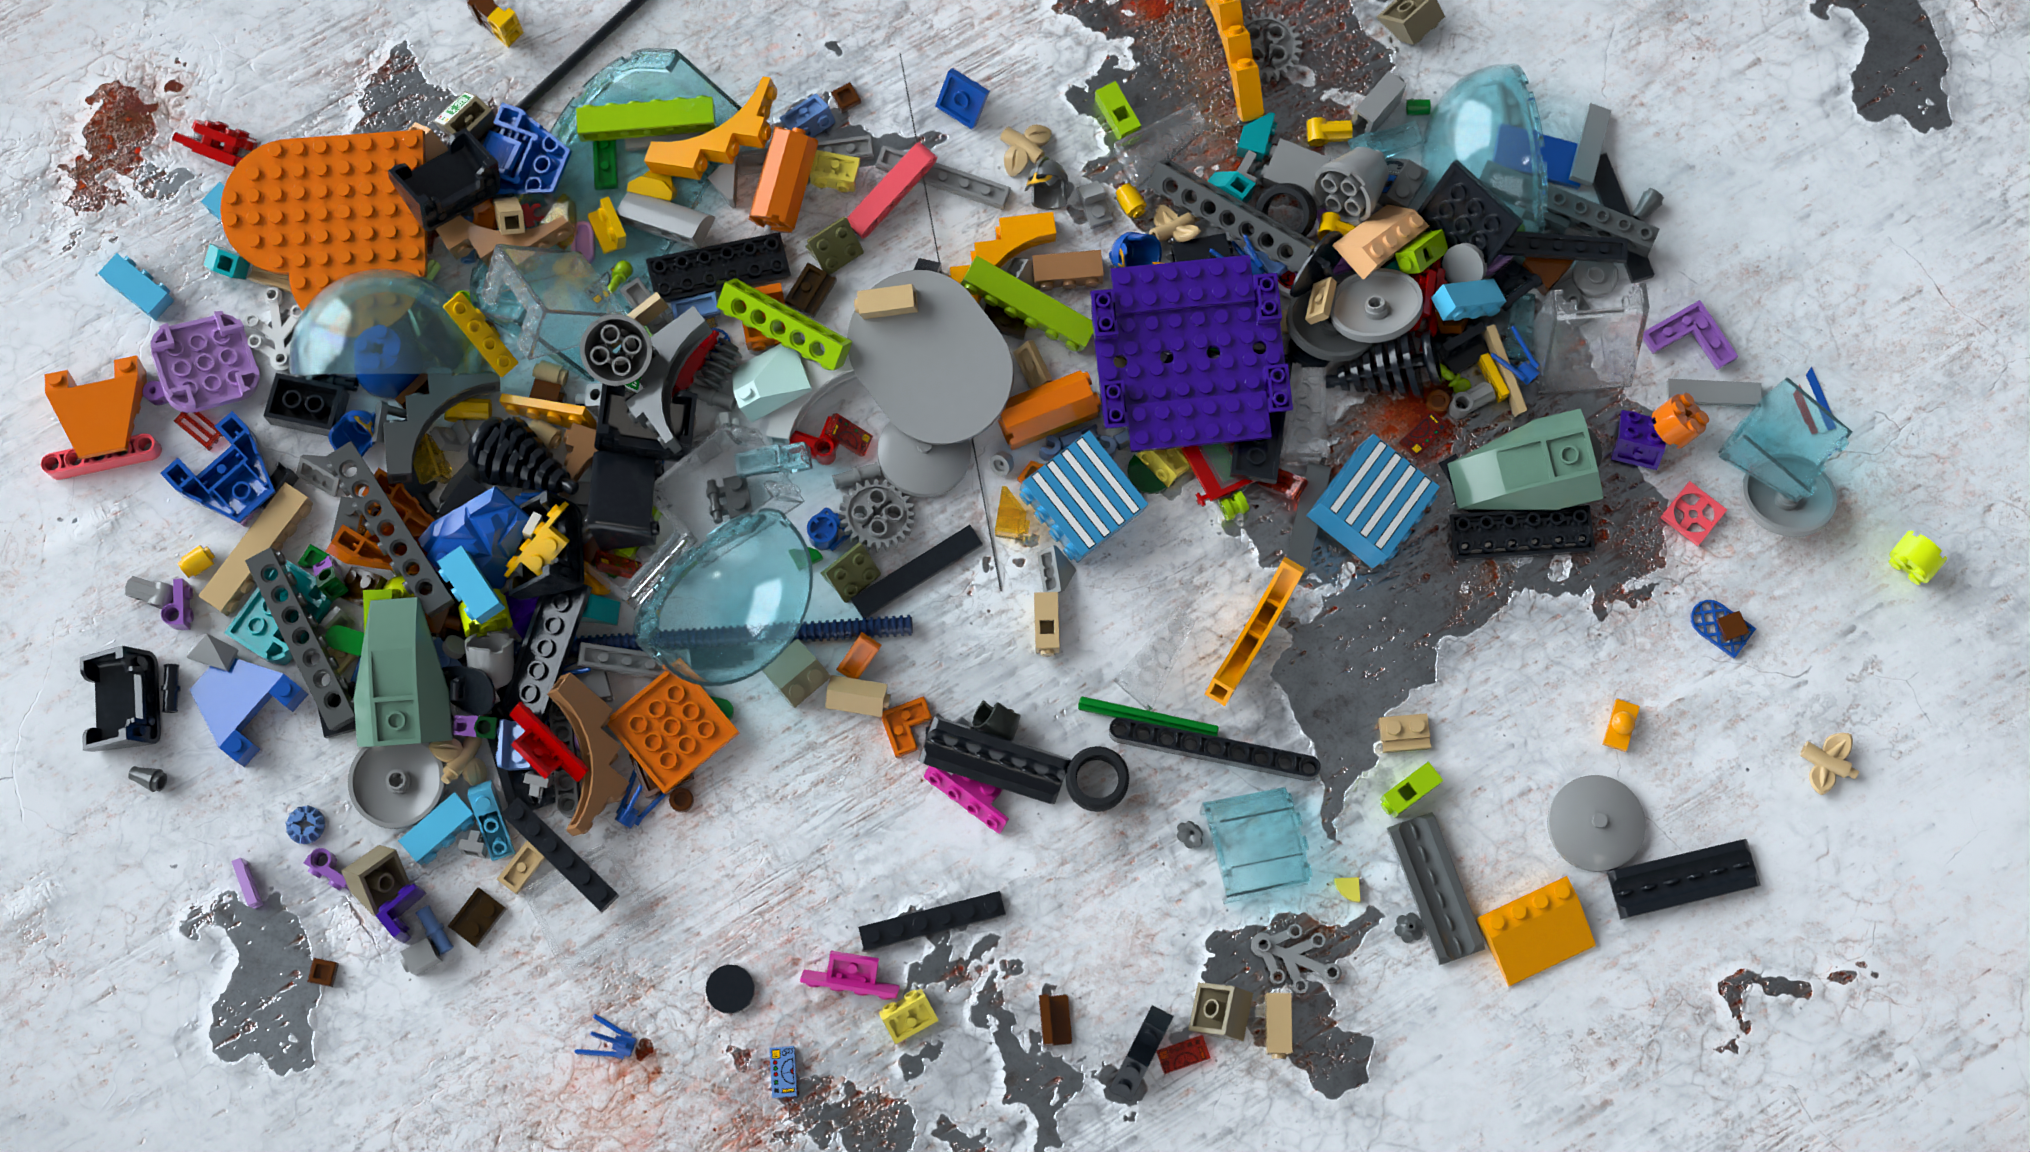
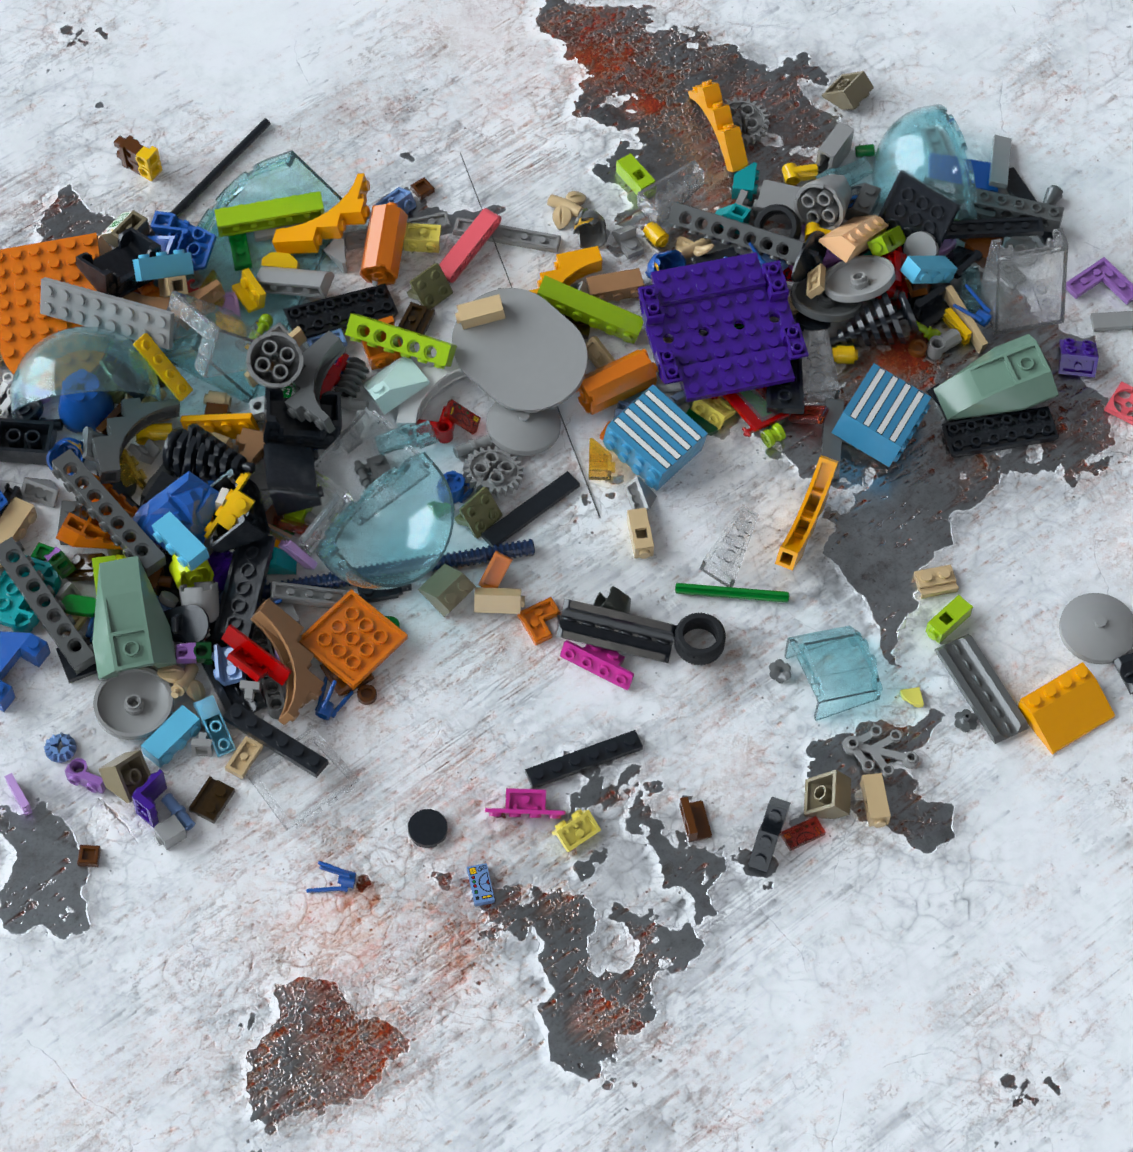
camera: 10 degrees left, 15 degrees down
(418, 253) = (106, 311): none -> light grey plate
(498, 190) = (163, 265): none -> medium azure brick
(617, 603) = (297, 554): none -> lavender tile
(962, 98) = (514, 176): blue tile -> none
(1001, 463) = (585, 425): light grey tile -> none
(1226, 746) = (797, 604): black beam -> none
(1342, 401) = (844, 354): none -> yellow brick
(1424, 434) = (913, 369): clear red tile -> none
(1621, 725) = (1103, 557): light orange tile -> none
(1679, 420) = (1105, 337): orange brick -> none

